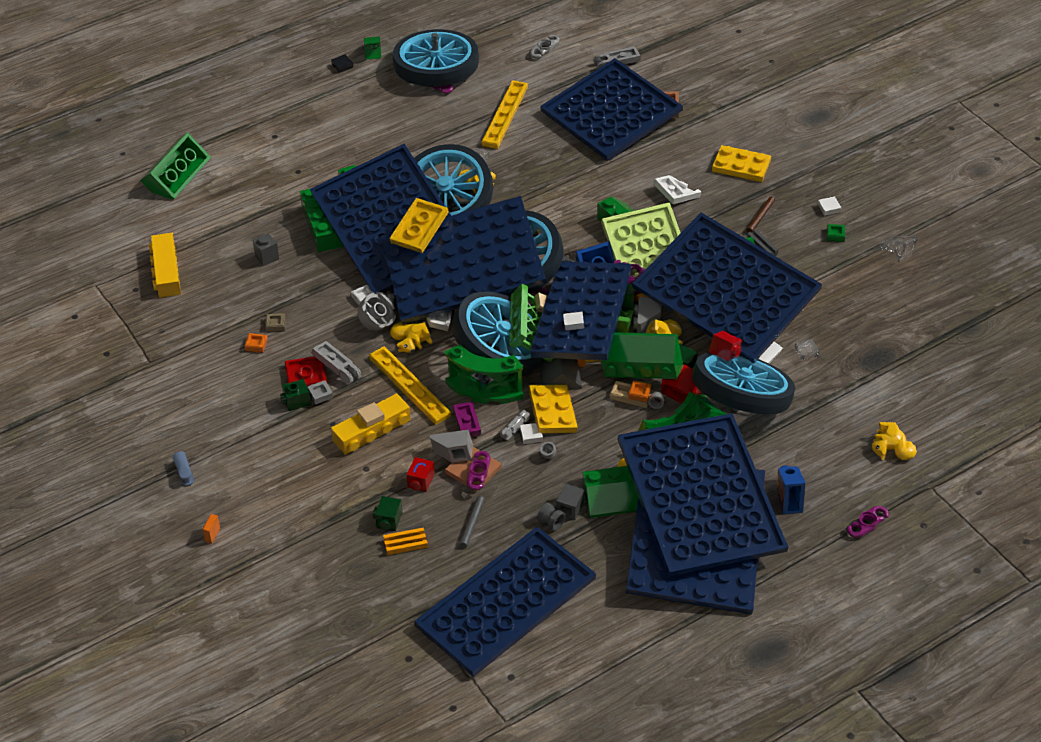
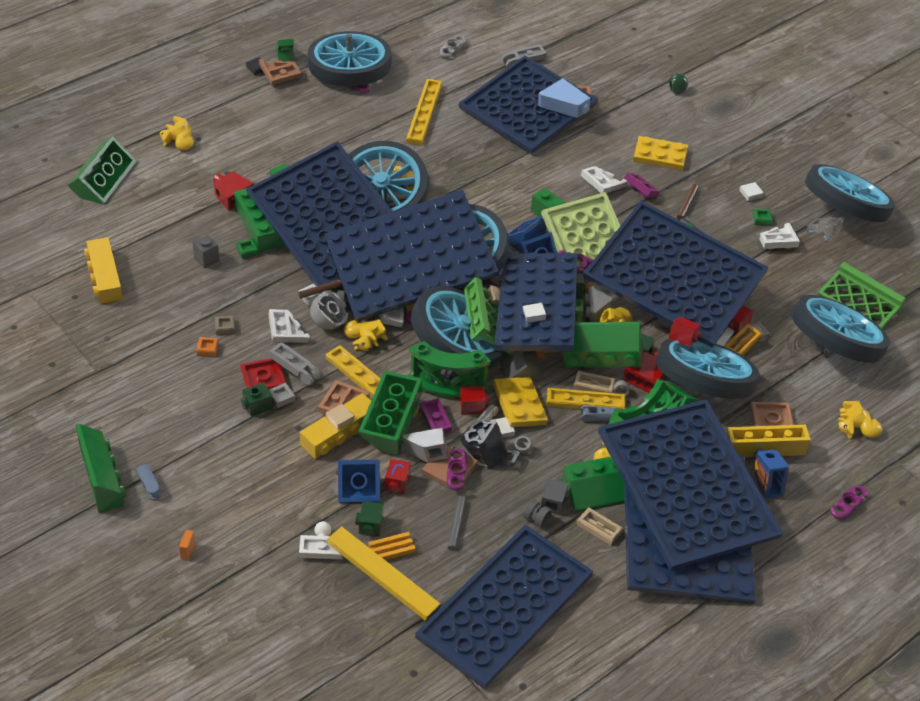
camera: 10 degrees left, 0 degrees up
(138, 453) = (100, 468): none -> green slope
(256, 130) = (180, 132): none -> yellow animal
(294, 184) = (226, 185): none -> red torso
(307, 248) = (247, 248): none -> green tile
(333, 327) = (285, 327): none -> white wing
(338, 535) = (317, 545): none -> white plate
(364, 69) = (280, 71): none -> nougat wing
(364, 292) = (319, 289): none -> reddish brown bar
(376, 393) = (339, 394): none -> nougat wing
(382, 476) = (358, 480): none -> blue slope
(392, 564) = (383, 573): none -> yellow tile
(419, 225) = (364, 222): yellow plate -> none
(422, 412) = (391, 411): none -> green slope
(505, 405) = (473, 400): none -> red brick
(513, 448) = (486, 444): none -> black piece
(587, 239) = (526, 231): none -> blue slope
(609, 534) = (597, 528): none -> tan tile
(618, 409) = (576, 399): none -> yellow tile
(624, 423) = (593, 413): none -> sand blue bar
(639, 391) = (604, 380): orange tile -> none
(646, 105) = (564, 99): none -> light blue slope
(718, 199) = (637, 182): none -> magenta plate
(773, 90) = (678, 83): none -> dark green piece
(790, 336) = (741, 319): none -> red brick
(792, 359) = (744, 348): none -> light orange tile
(805, 437) = (771, 413): none -> nougat tile
(809, 457) = (786, 439): none -> yellow brick
(849, 255) = (779, 238): none -> white wing
(889, 349) = (840, 329): none -> wheel
(928, 211) = (849, 193): none -> wheel
(932, 310) = (868, 288): none -> bright green fence

